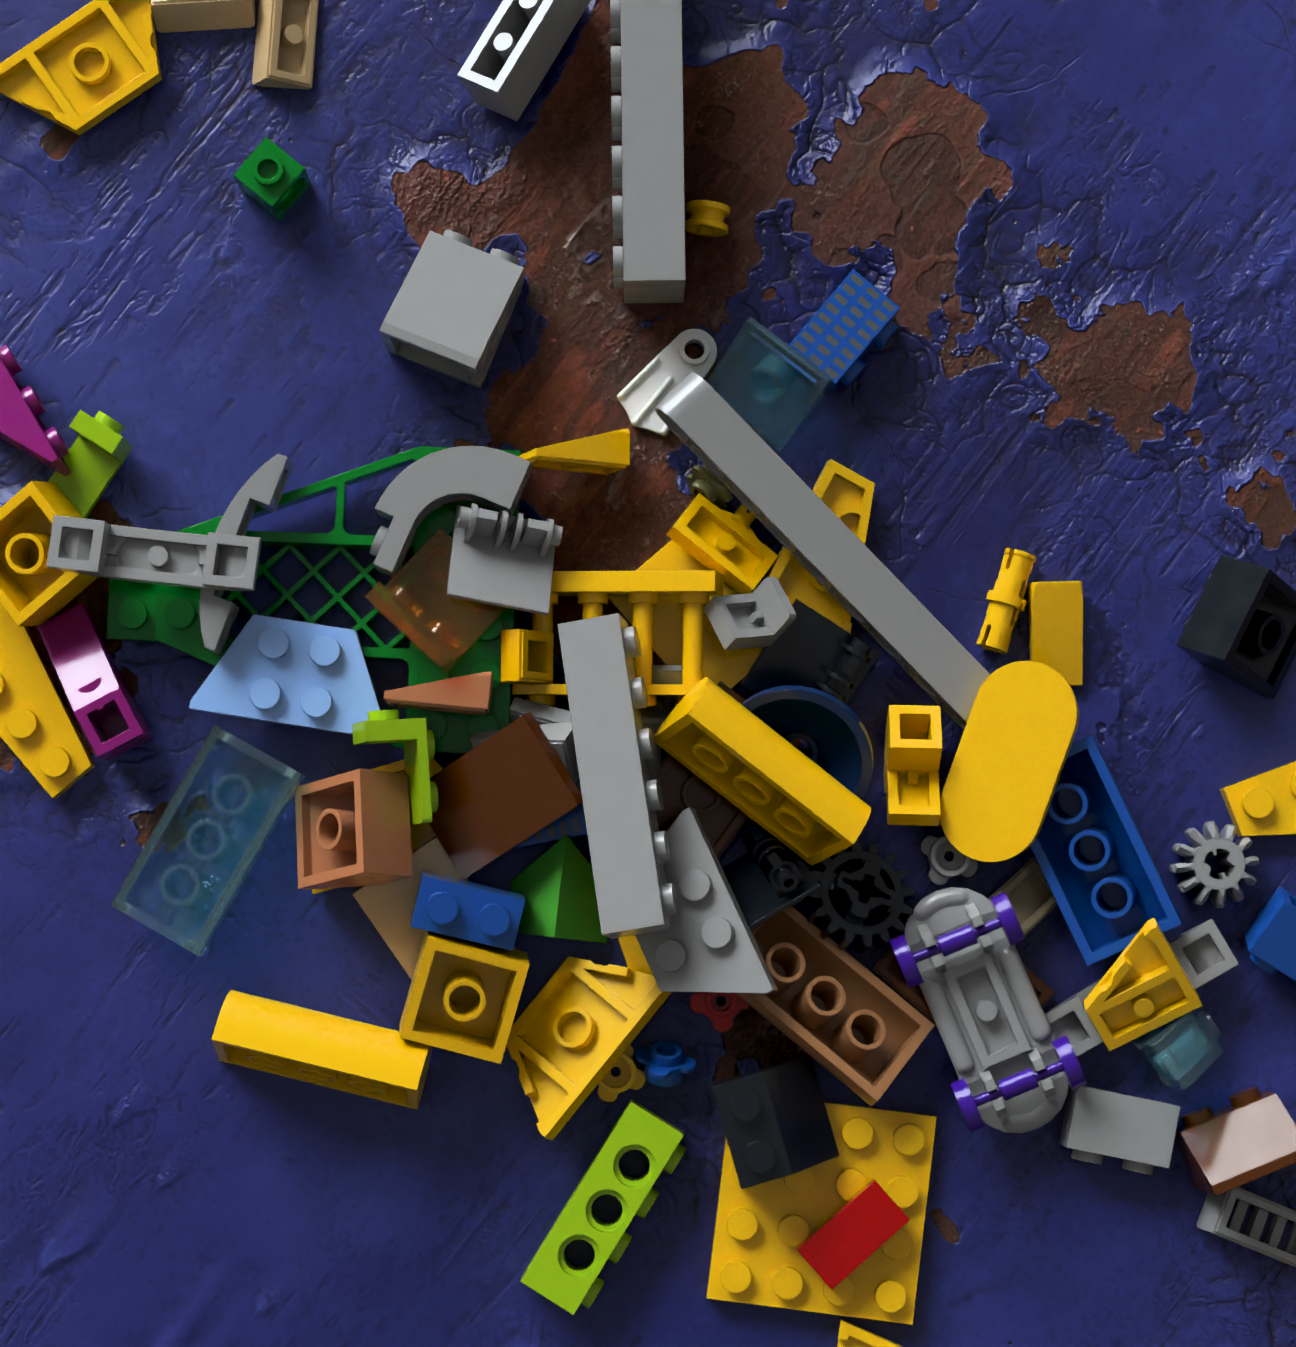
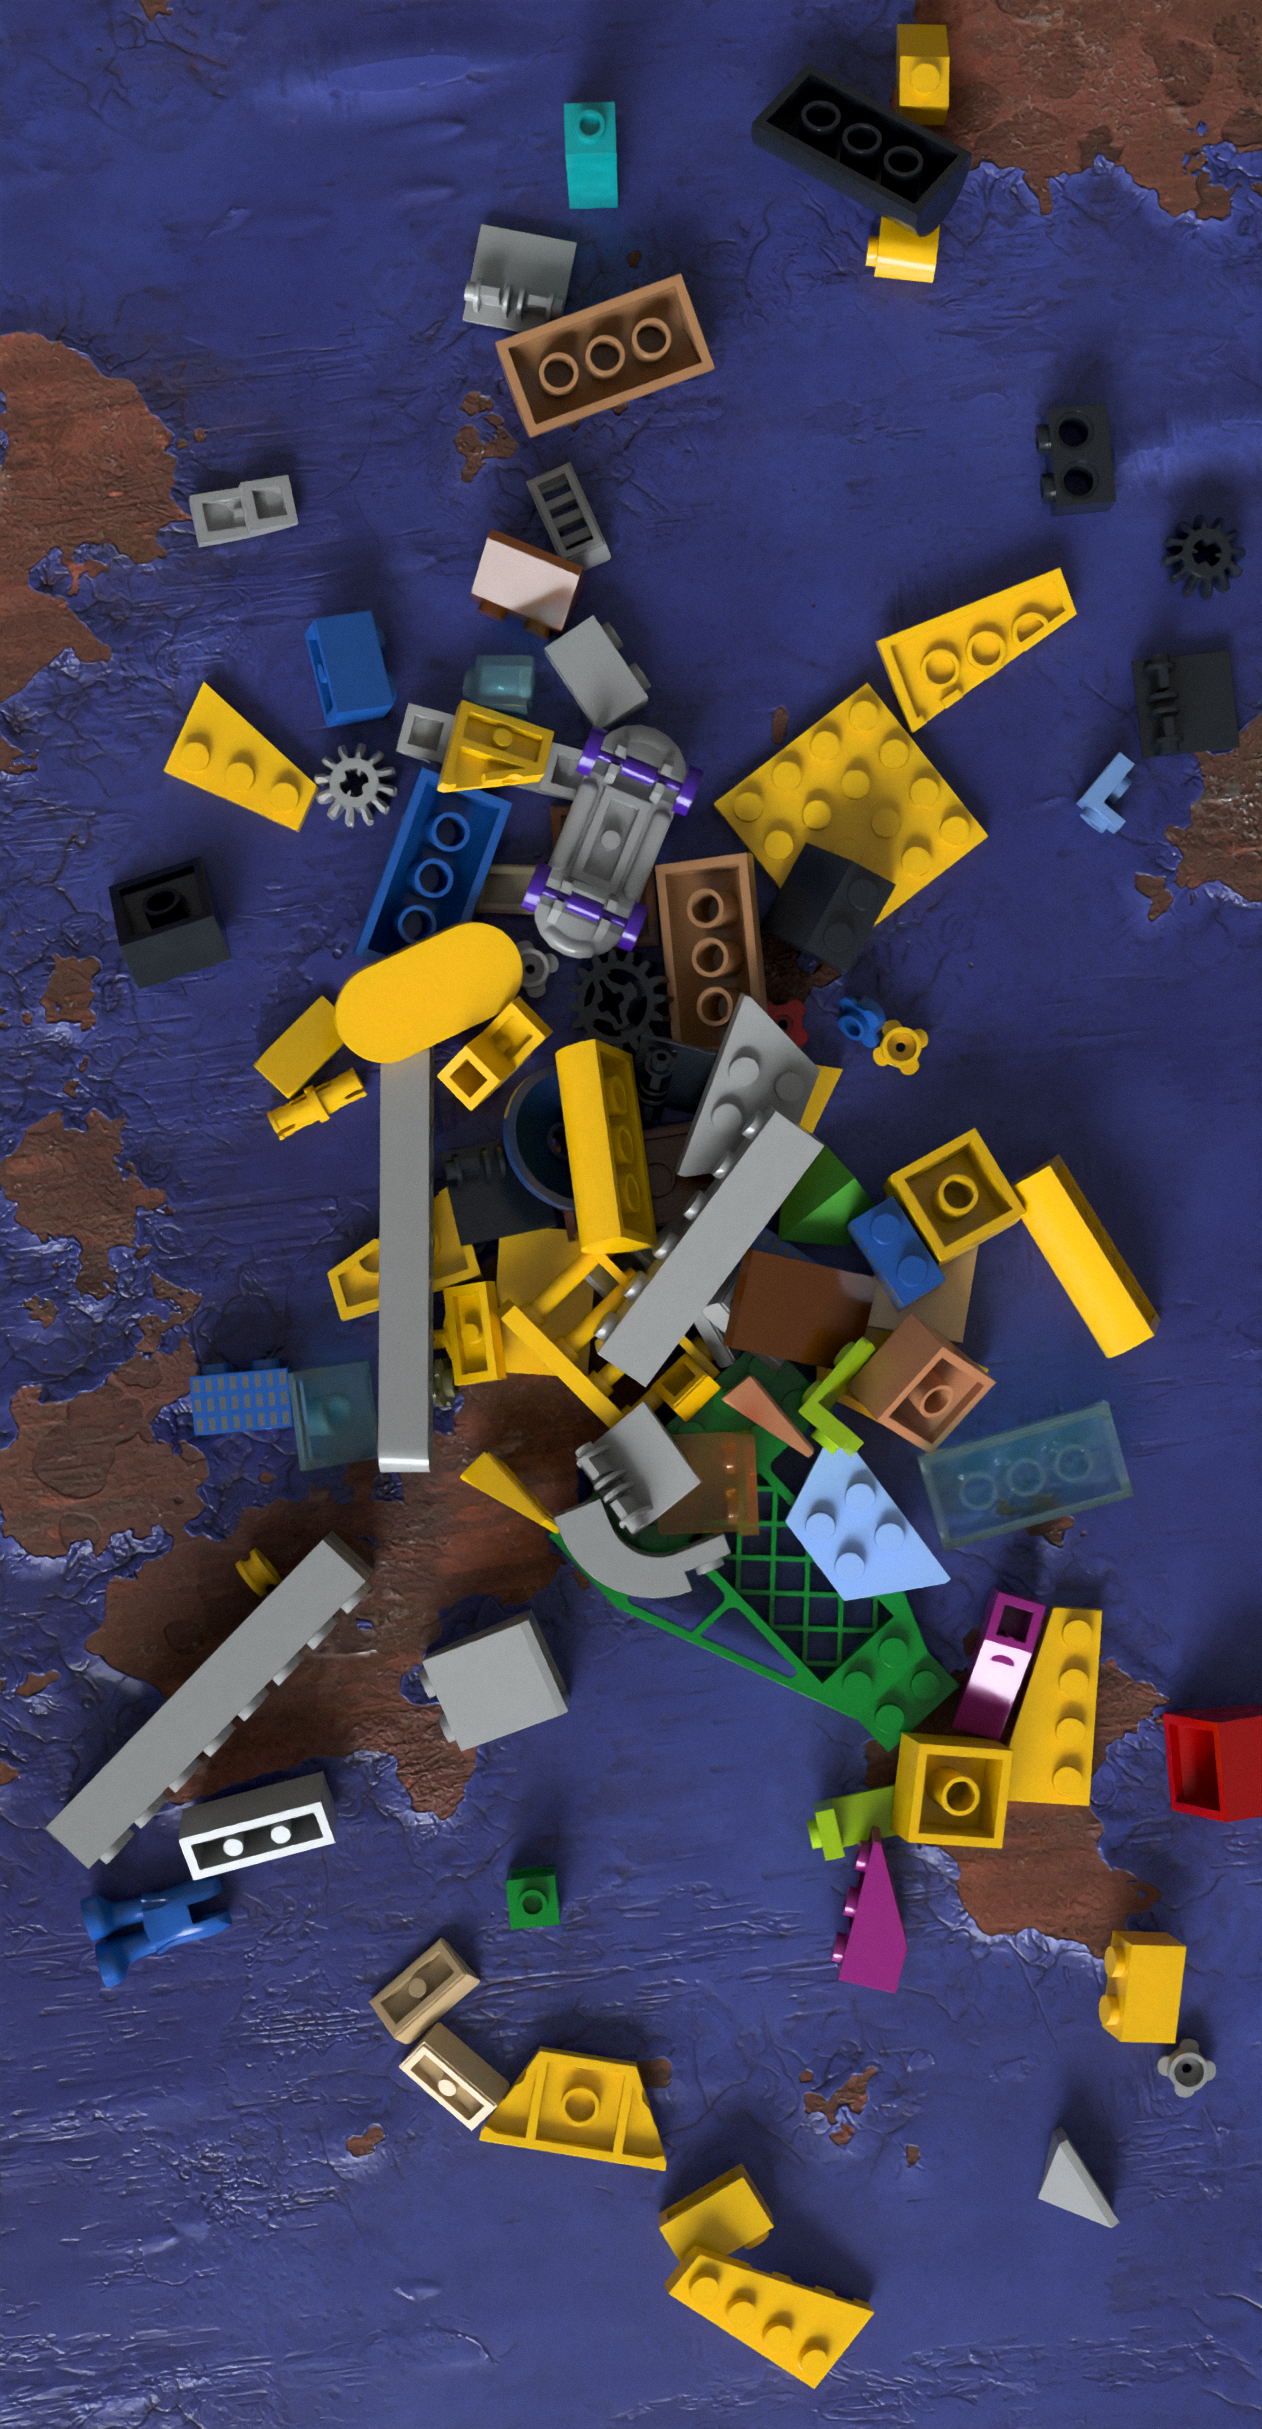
camera: 130 degrees left, 5 degrees up
(154, 555) = (874, 1706): light grey slope -> none
(261, 490) = (754, 1681): light grey slope -> none
(549, 1269) = (1075, 958): lime brick -> none
(577, 1034) = (902, 1097): yellow wing -> none
(662, 376) = (397, 1489): white piece -> none
(751, 618) = (506, 1263): light grey bracket -> none
(852, 1234) = (849, 781): red tile -> none

